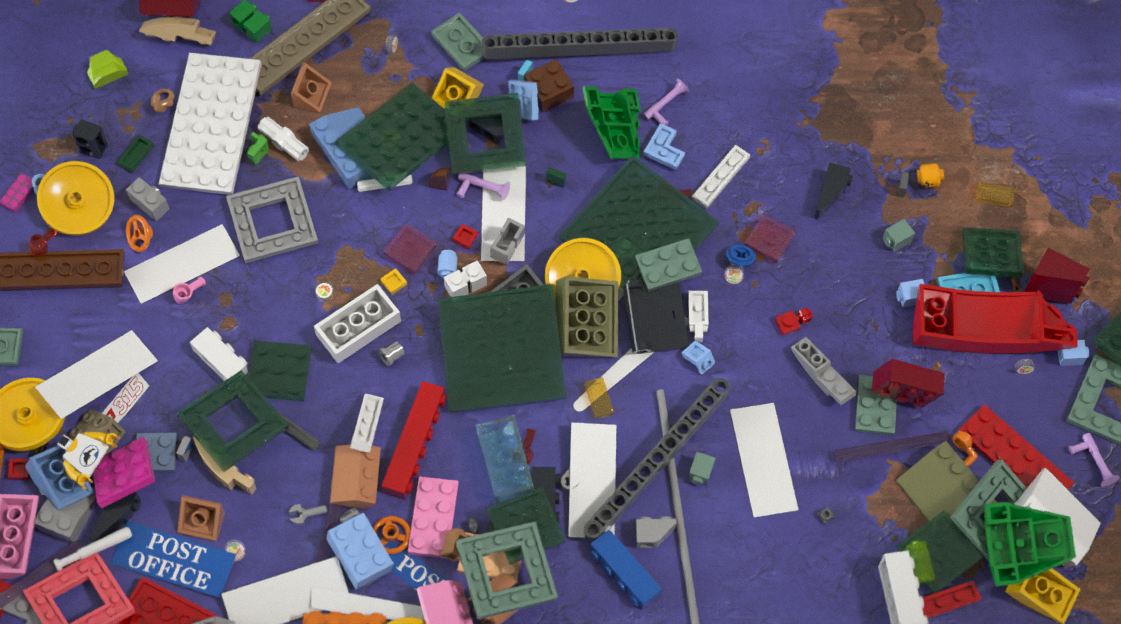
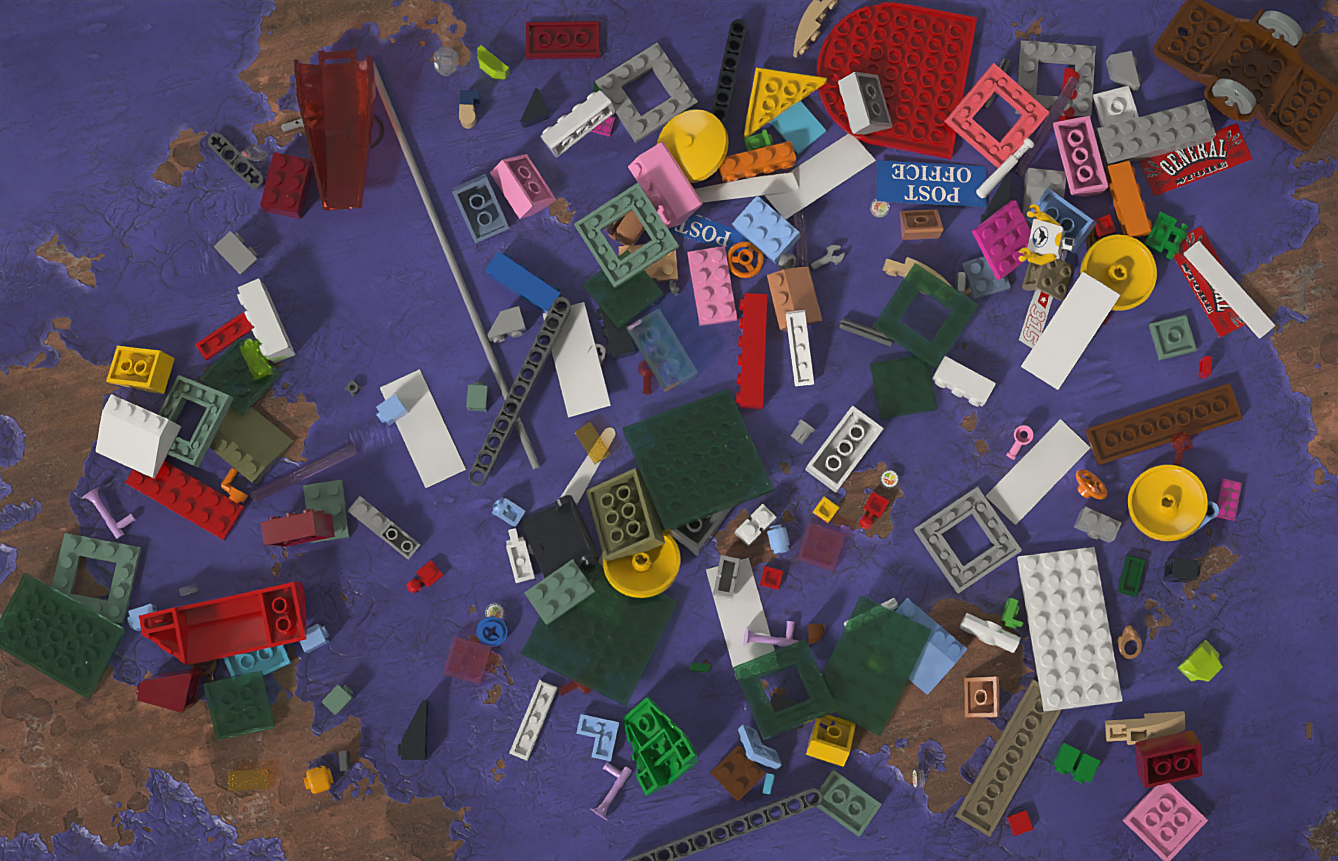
camera: 165 degrees right, 15 degrees up
(347, 270) = (875, 507): none -> red plate
(450, 548) = (682, 260): medium nougat brick -> none
(791, 479) = (391, 410): none -> light blue brick
(1025, 541) = (158, 388): green wedge -> none

